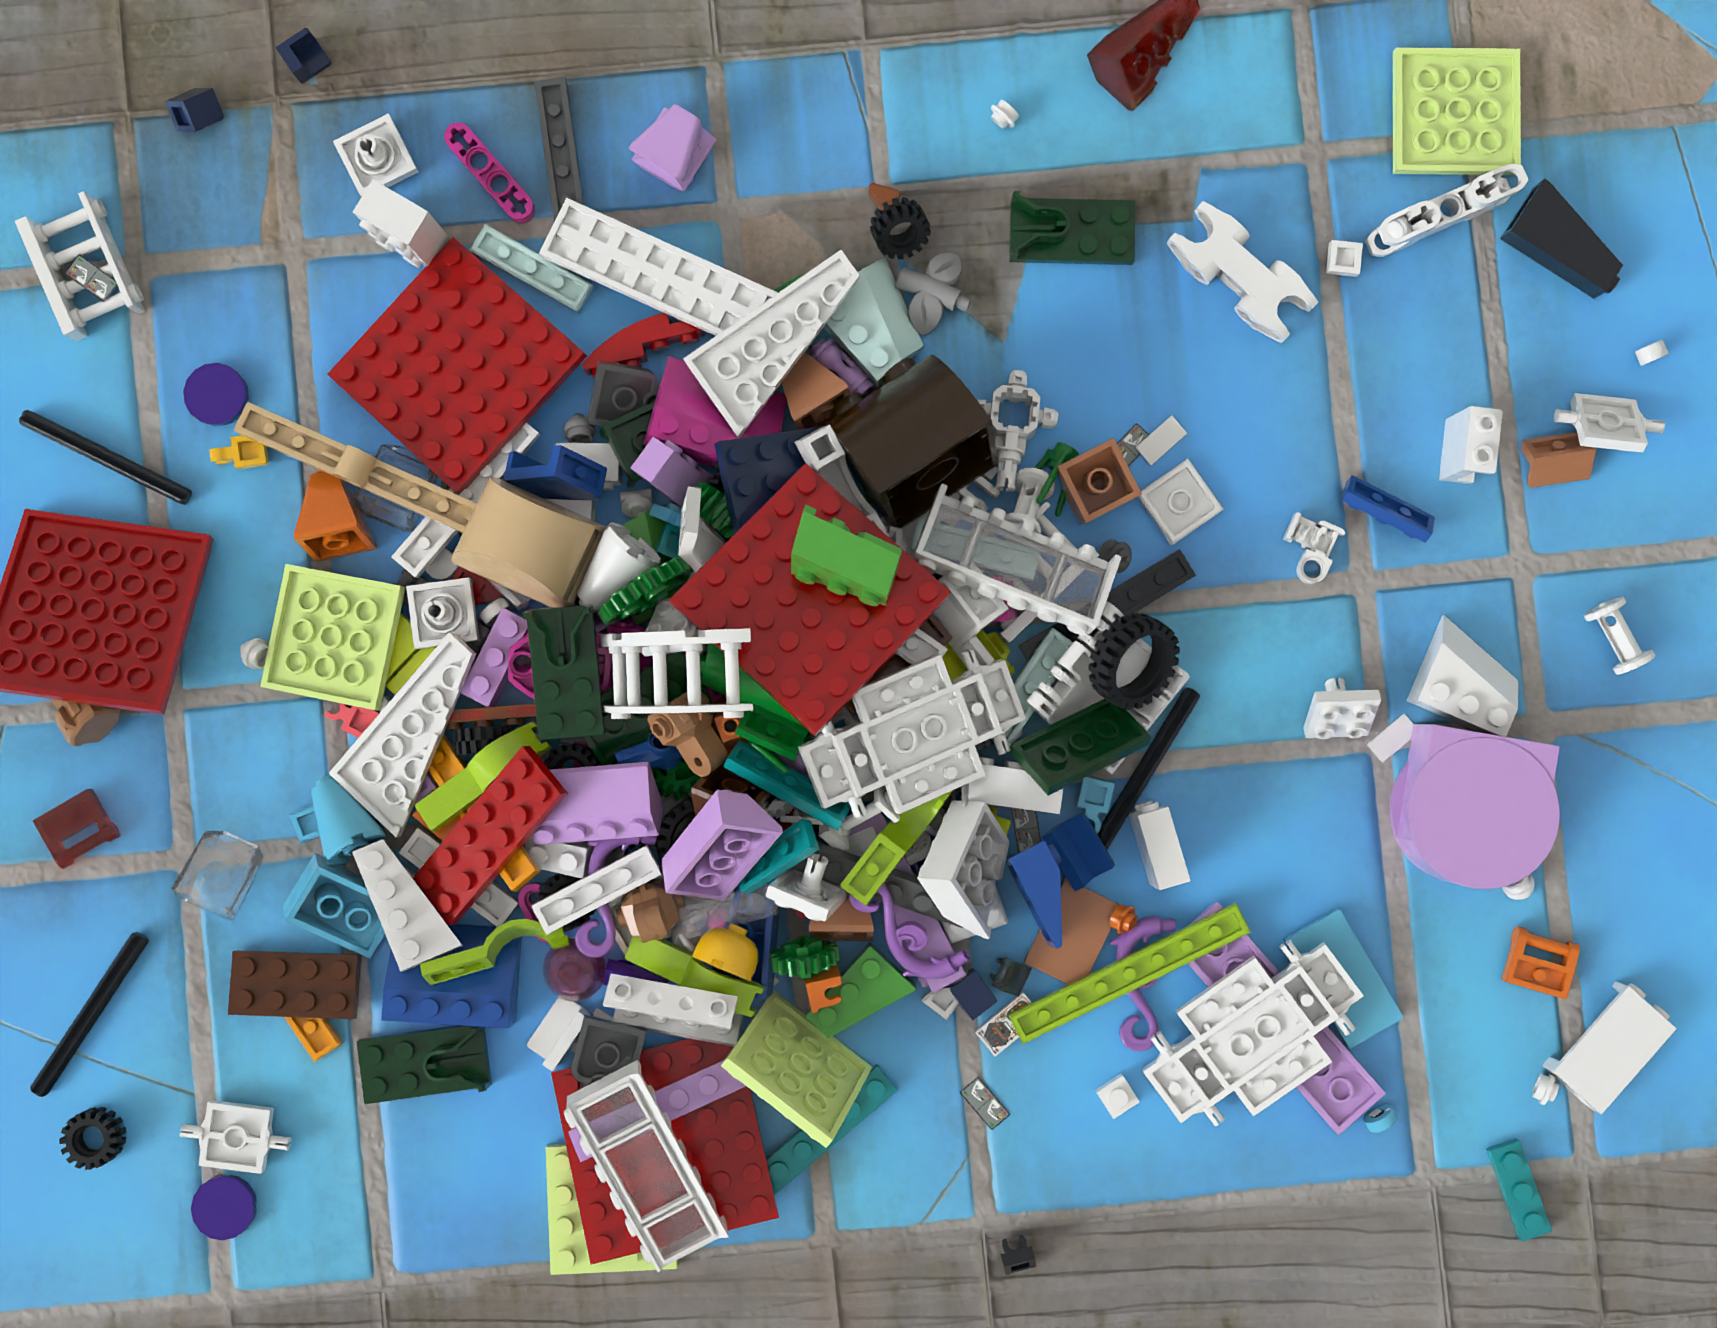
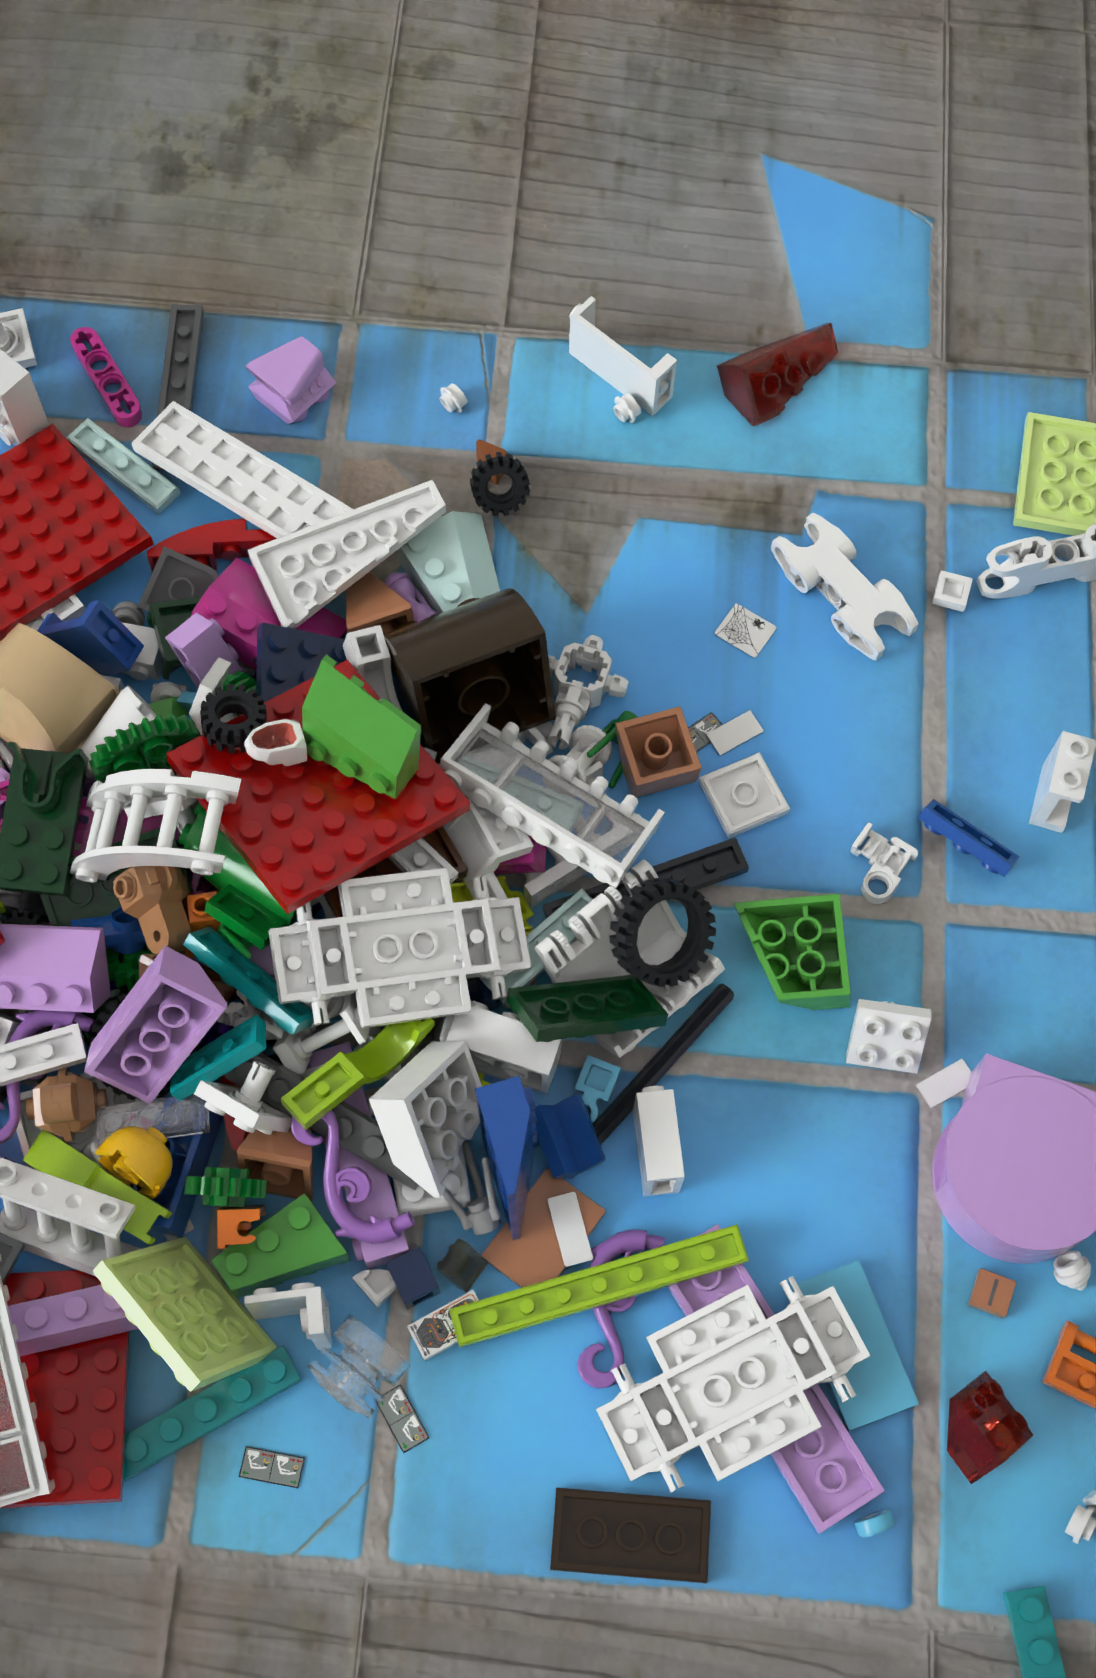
camera: 10 degrees right, 20 degrees down
(722, 538) = (231, 702): none -> black tyre
(770, 578) = (277, 743): none -> white rock
(833, 135) = (452, 398): none -> white plate
(888, 1160) = (271, 1467): none -> light grey sticker
(901, 1046) = (302, 1300): none -> white bracket
(933, 291) = (522, 551): light grey plant -> none
(943, 1083) = (358, 1366): none -> clear wheel
(985, 71) = (617, 366): none -> white panel
(1017, 1259) = (400, 1618): black tile -> none
(1019, 929) = (484, 1211): none -> light grey plant
(1071, 231) = (674, 521): dark green plate -> none
(1095, 928) = (570, 1229): none -> white sticker
(1112, 548) = (668, 835): dark grey wheel -> none
(1117, 1096) = (561, 1437): white plate -> none
(1123, 919) = (604, 1223): orange plate -> none
(1154, 332) = (745, 630): none -> white sticker
(1186, 1161) = (631, 1535): none -> dark brown tile
(1254, 647) = (801, 949): none -> bright green wedge
(1452, 914) = (991, 1293): none -> nougat tile
(1461, 1030) = (983, 1428): none -> clear red slope
(1465, 683) = (1032, 1030): white wedge -> none

